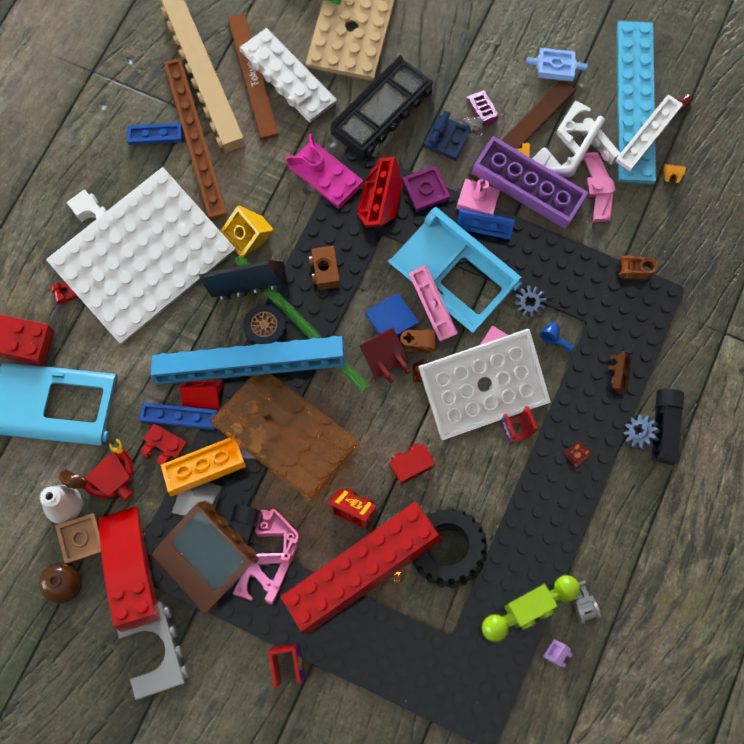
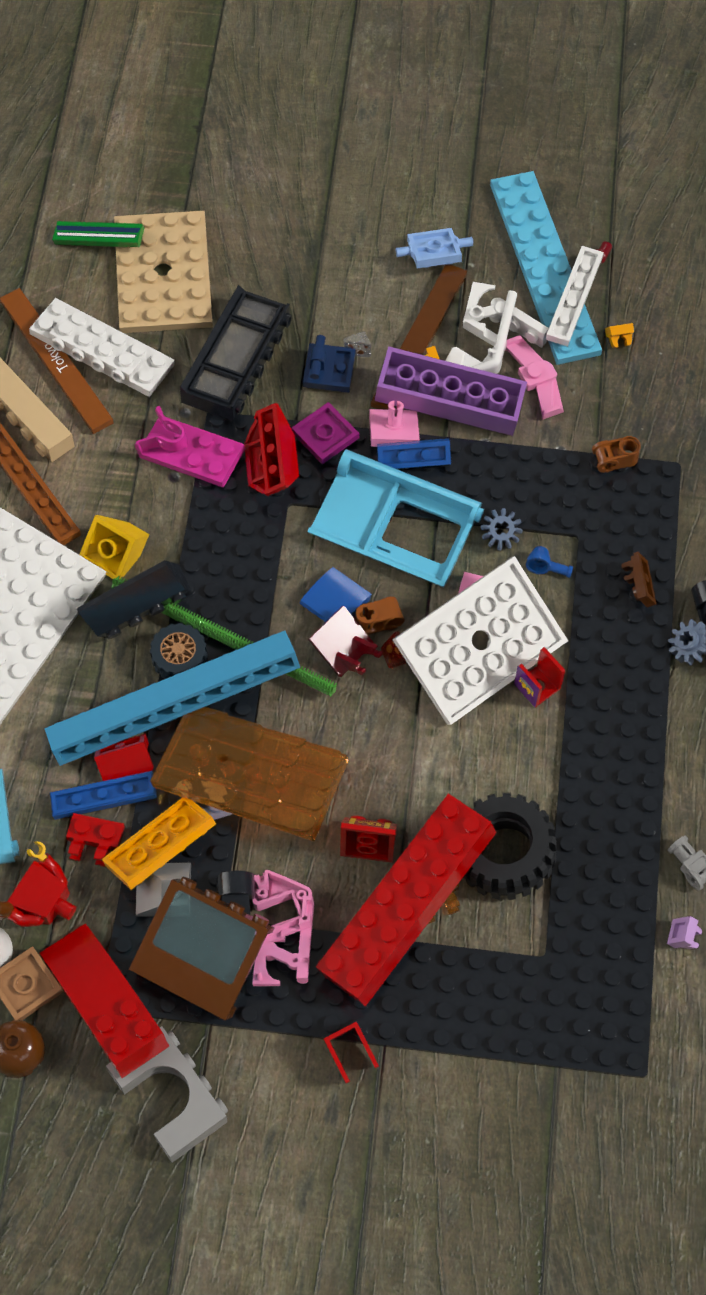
camera: 20 degrees left, 10 degrees down
(324, 257) = (227, 548): dark orange brick -> none
(413, 462) = (426, 758): red piece -> none
(433, 303) = (382, 564): bright pink plate -> none
(488, 119) = (377, 327): slope -> none
(530, 606) = (631, 883): lime brick -> none
(577, 453) = (623, 689): clear red slope -> none

